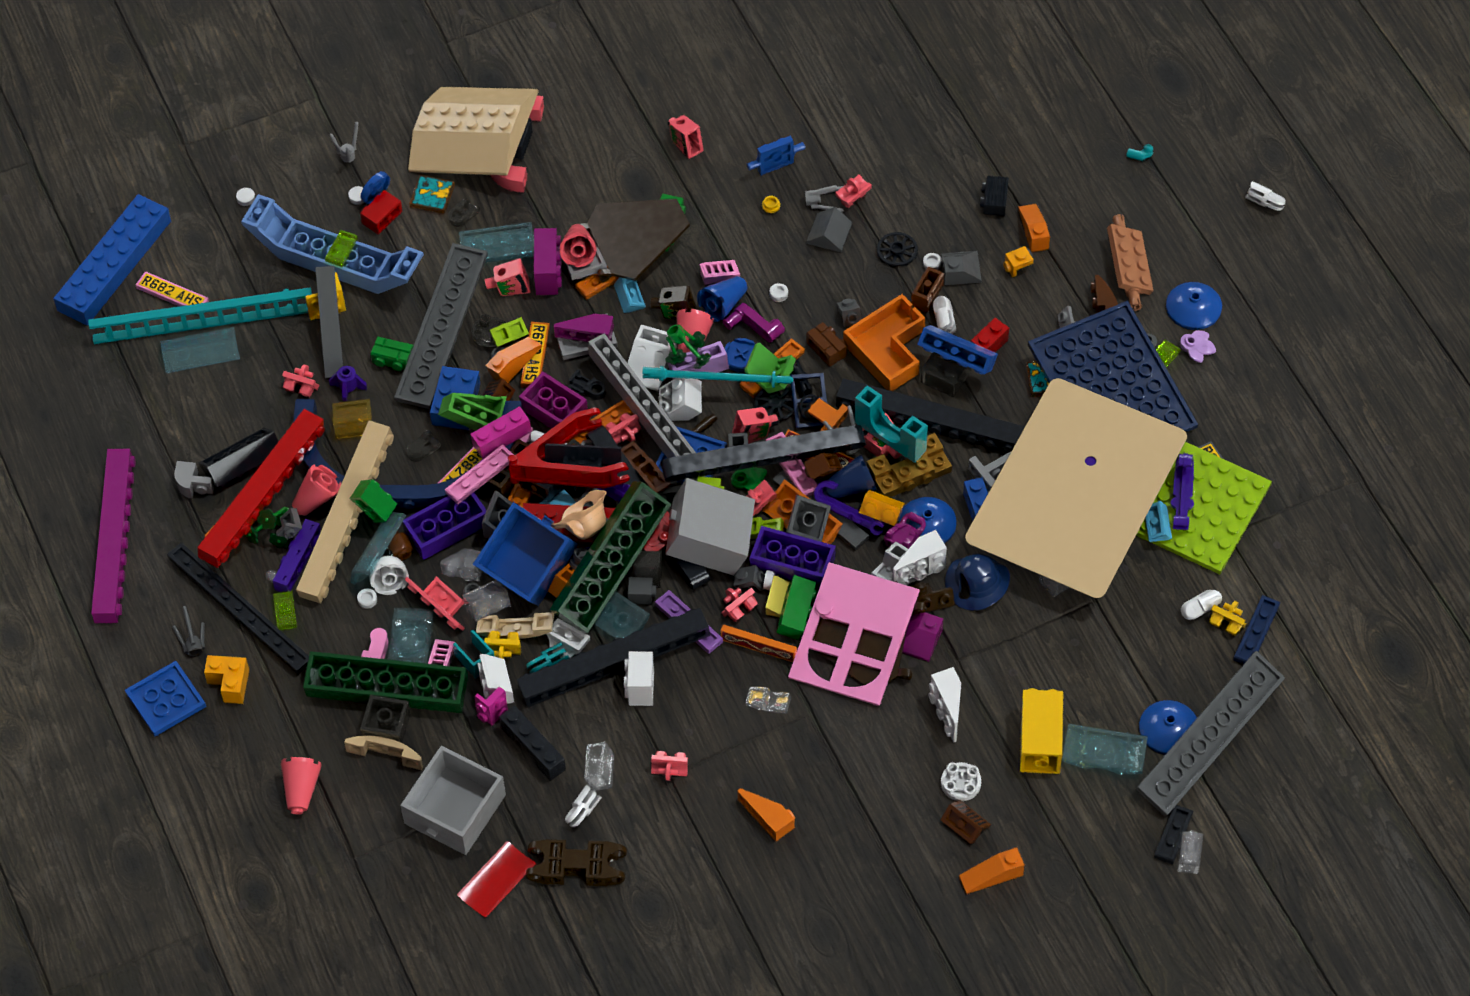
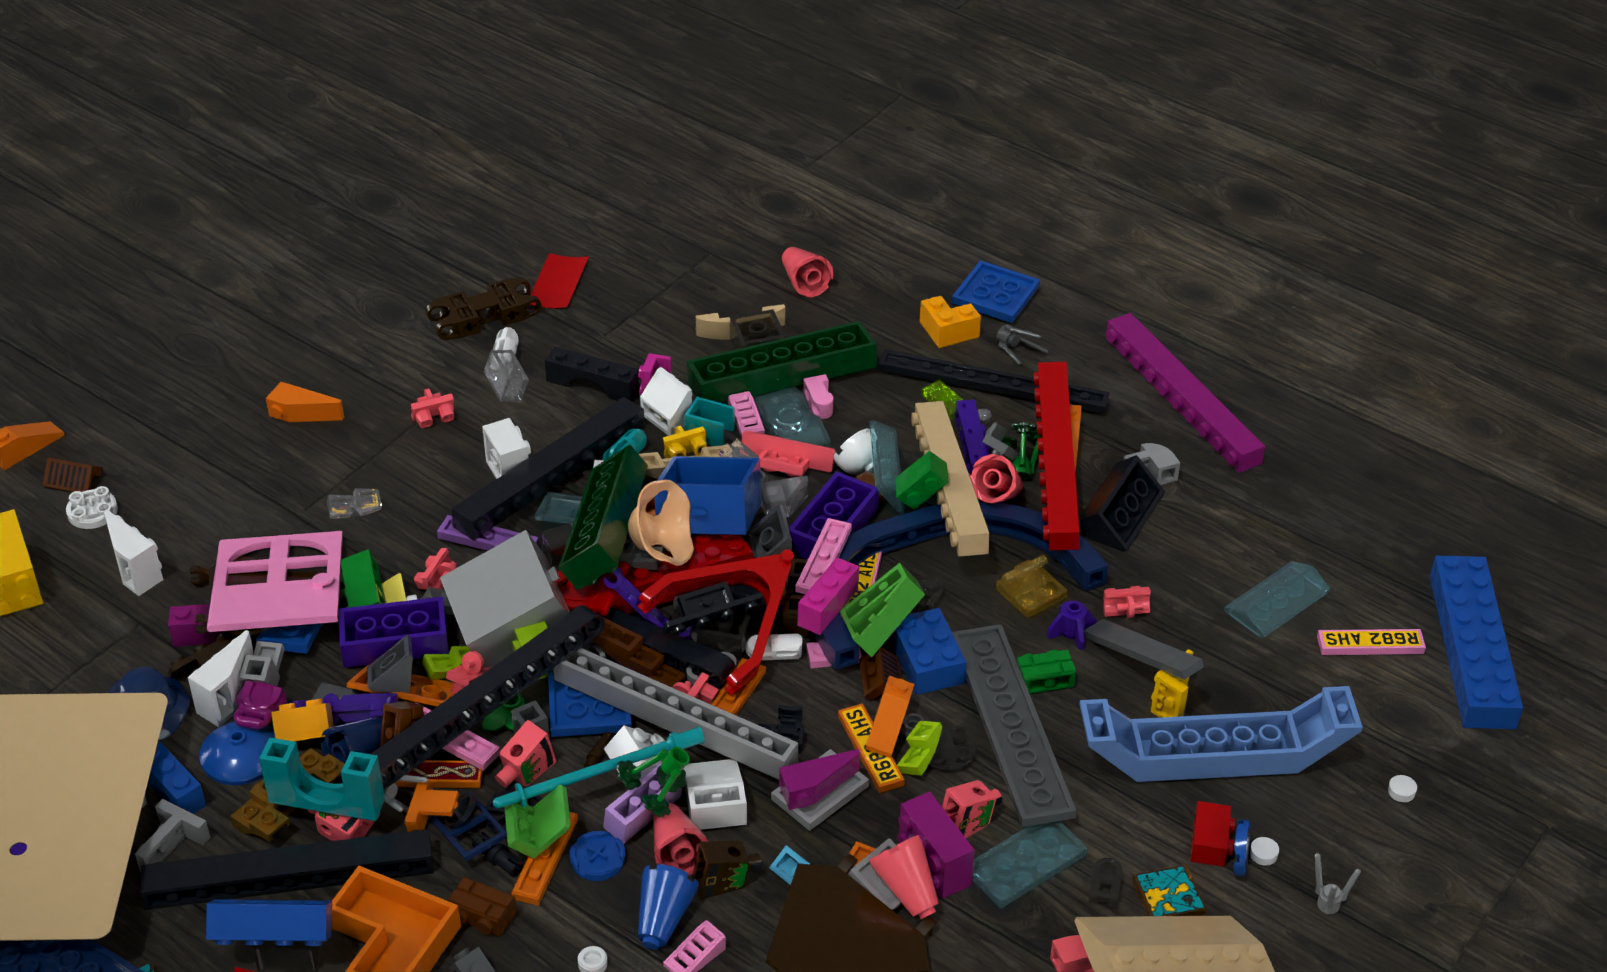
camera: 150 degrees right, 15 degrees down
(200, 309) = (1299, 611): teal ladder -> none
(341, 248) = (1204, 728): clear neon green plate -> none
(453, 800) = (637, 299): light grey container -> none
(551, 400) = (801, 682): magenta brick -> none
(758, 643) = (393, 542): tile -> none
(765, 329) = (598, 898): magenta beam -> none

